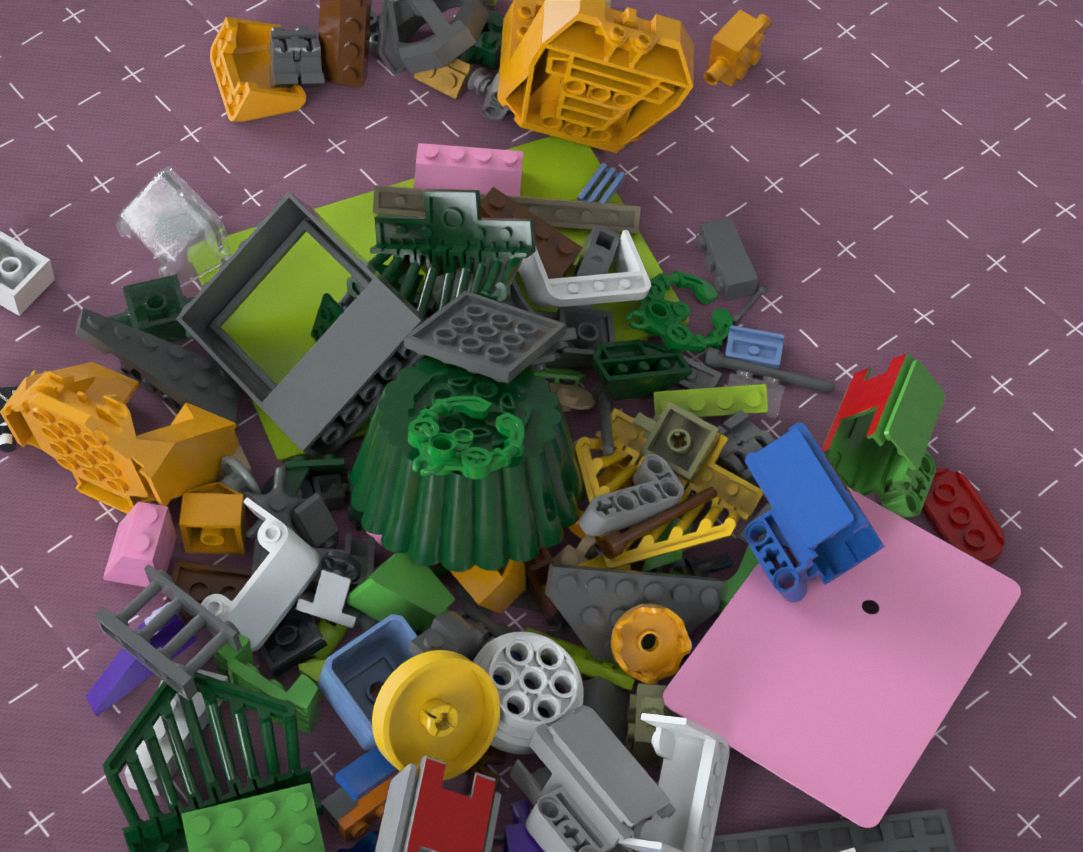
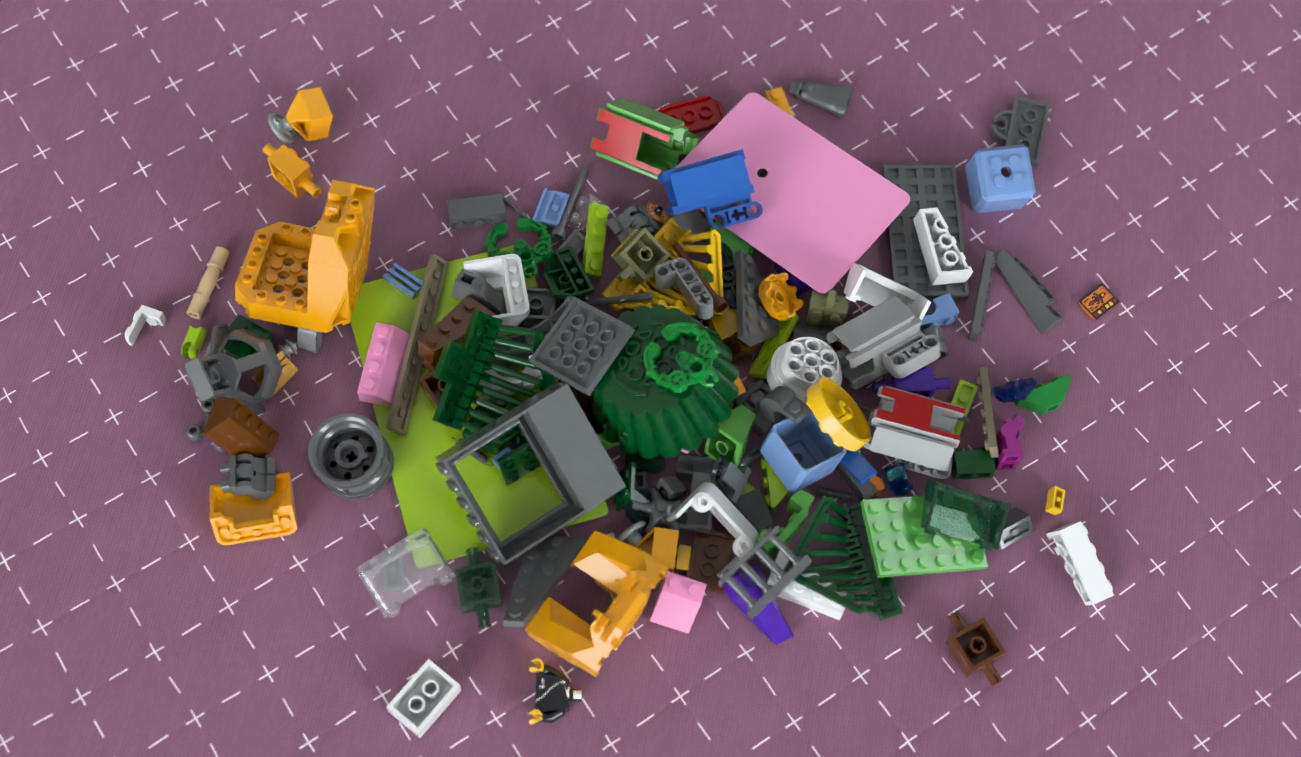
camera: 85 degrees left, 10 degrees up
(215, 556) = (683, 558): none -> yellow piece
(327, 149) = (341, 430): none -> dark grey wheel
(336, 763) = (835, 494): none -> dark grey piece
(822, 50) = (307, 115): none -> light orange piece
(1020, 644) = (779, 99): none -> light orange plate
(1054, 711) = (825, 96): none -> dark grey piece

